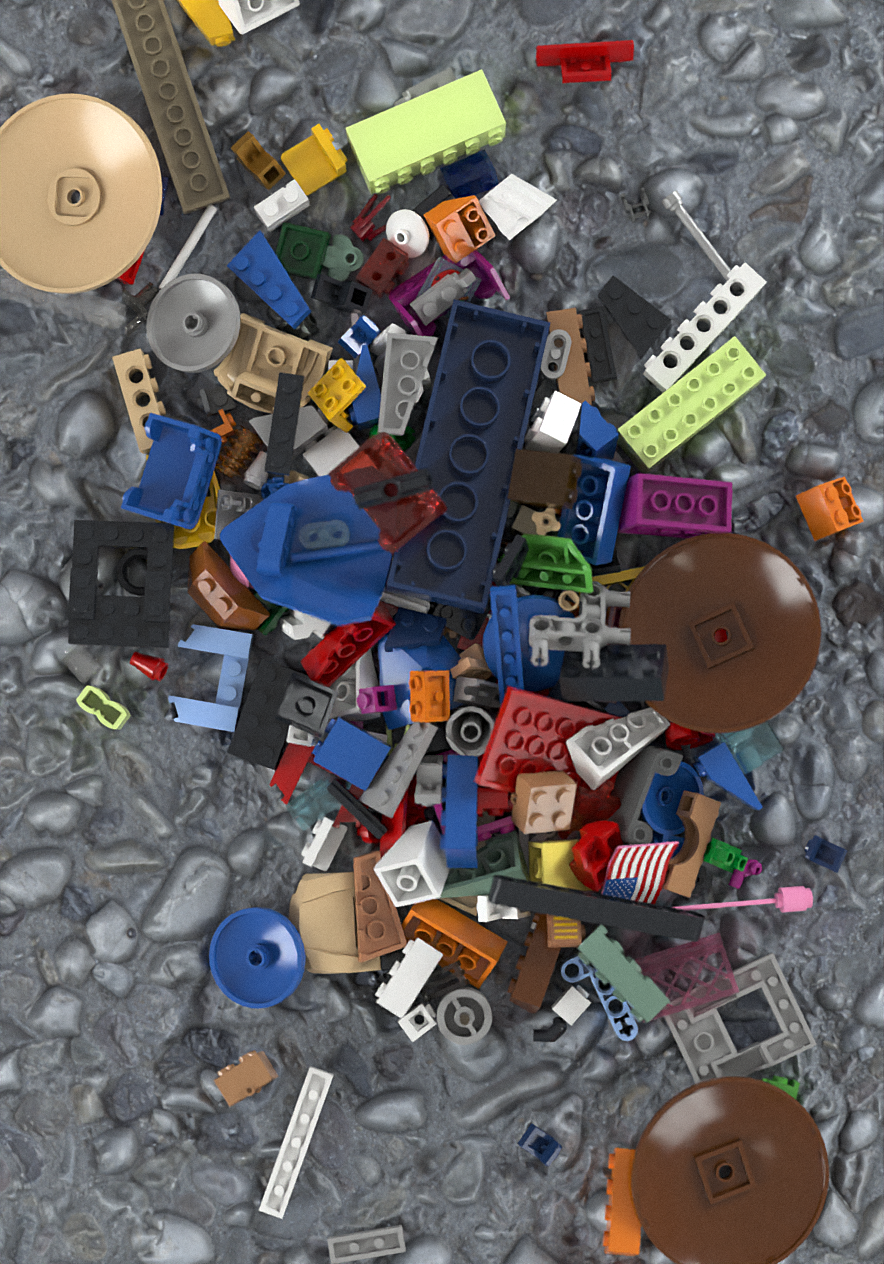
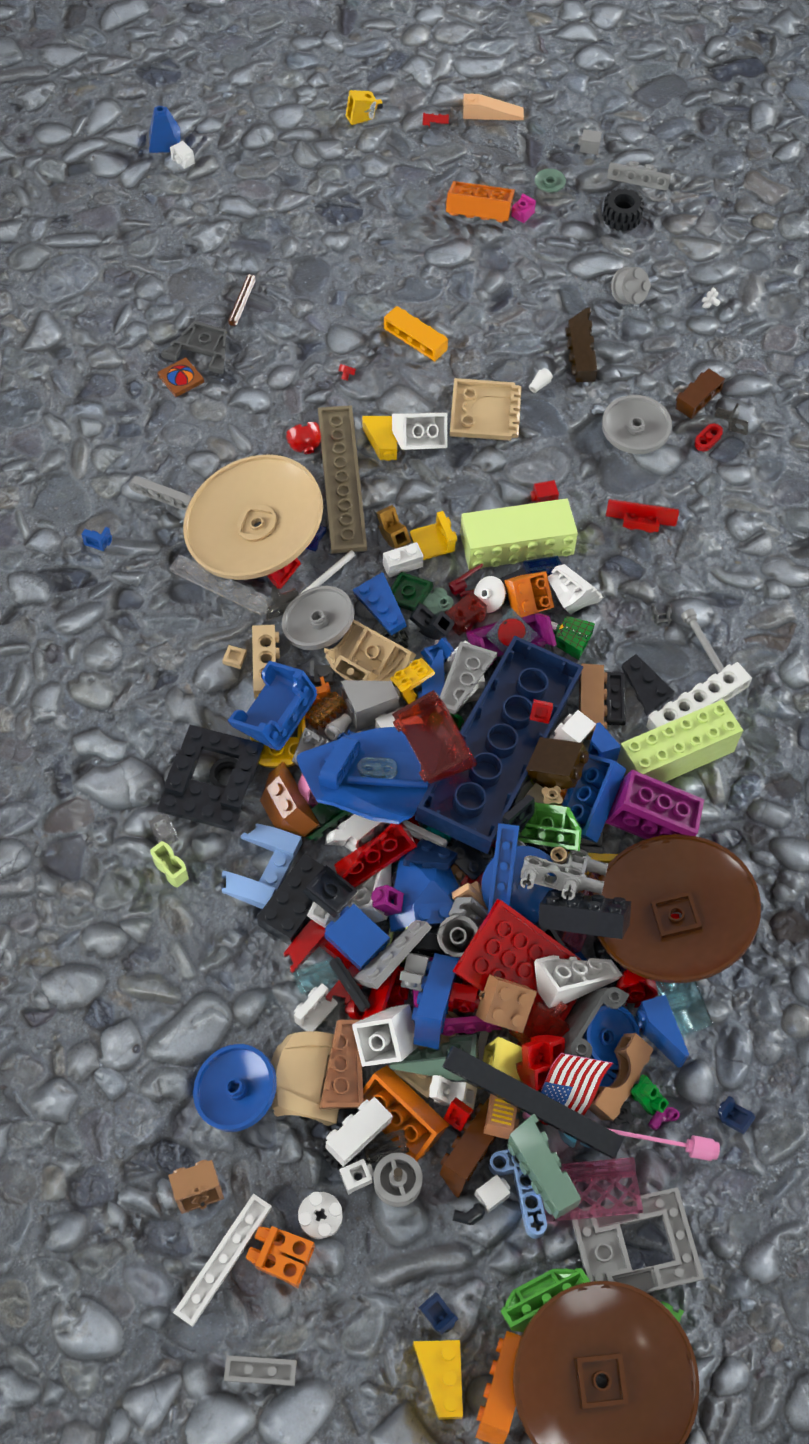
camera: 10 degrees right, 25 degrees down
(101, 402) = (234, 656): none -> tan plate
(102, 43) = (304, 438): none -> red cylinder
(151, 666) = (216, 845): red cone -> none
(284, 424) = (367, 688): black plate -> none
(351, 1123) = (273, 1255): none -> orange hips
(378, 492) = (452, 733): black piece -> none
(395, 1082) = (316, 1202): none -> white plate
(429, 696) = (431, 902): orange bracket -> none
(441, 295) = (503, 636): light grey hinge -> none
(448, 53) = (544, 492): none -> red brick
(510, 410) = (541, 711): none -> red tile
(515, 931) = (458, 1114): none -> red bracket
(526, 268) = (573, 635): none -> green torso
(555, 355) = (582, 691): light grey plate -> none
(557, 1204) = (442, 1372): none -> yellow wedge
(642, 1099) = (529, 1297): none -> bright green wedge
(829, 508) = (777, 847): orange slope -> none

